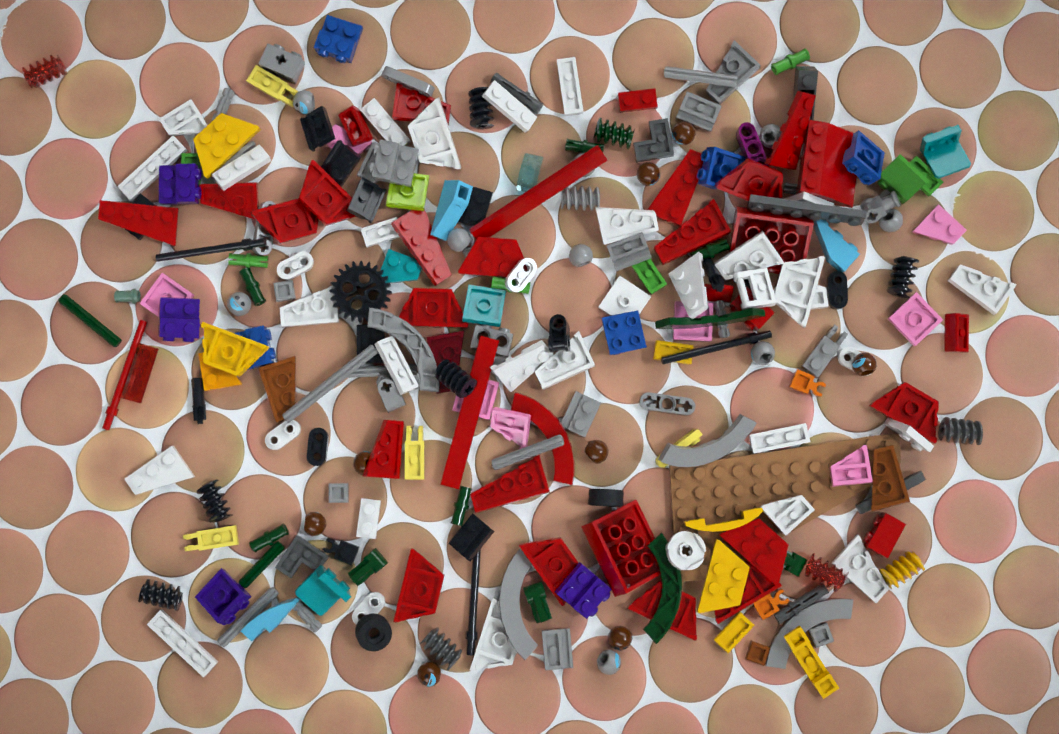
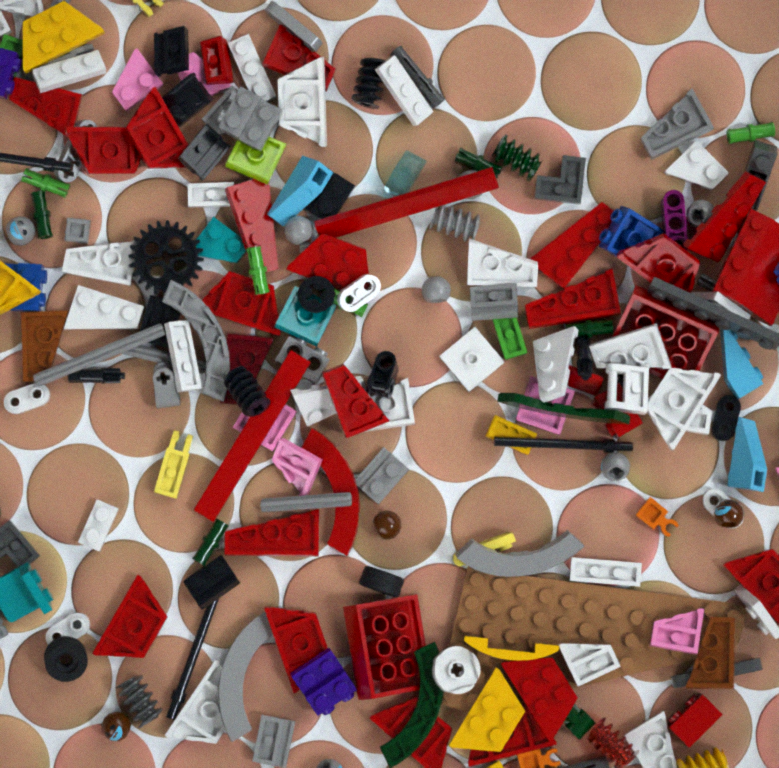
camera: 10 degrees right, 0 degrees up
(295, 265) = (99, 205): white plate -> none
(296, 161) = (135, 81): none -> bright pink wing
(304, 102) = (164, 15): light grey piece -> none
(314, 524) = (34, 513): reddish brown piece -> none
(316, 446) = (63, 424): black plate -> none
(322, 348) = (102, 311): none -> white wing
(333, 400) = (102, 376): none -> black piece
(338, 492) = (72, 485): light grey tile -> none
(344, 551) = (59, 556): black plate -> none
(360, 461) = (113, 459): reddish brown piece -> none
(371, 564) = (85, 579): dark green piece -> none
(386, 452) = (142, 453): red wing -> none
(436, 280) = (257, 270): none -> bright green pin
(478, 285) = (320, 284): none -> black gear
(537, 599) = (267, 679): dark green piece -> none
(541, 363) = (351, 402): none -> red wing
(570, 86) = (482, 87): white plate -> none
(620, 638) = (350, 749): reddish brown piece -> none
(623, 332) = (459, 395): blue hinge -> none
(637, 100) = (557, 126): red plate -> none
(648, 173) = (543, 216): reddish brown piece -> none
(653, 396) = (472, 480): light grey beam -> none
(683, 133) = (599, 181): reddish brown piece -> none
(698, 111) = (625, 160): light grey plate -> none
(701, 76) = (639, 120): light grey axle -> none
(719, 306) = (581, 397): light grey axle -> none
(757, 100) = (698, 167): none -> white wing
(823, 352) = (687, 487): light grey hinge -> none
(866, 320) = (748, 463): none -> medium azure slope

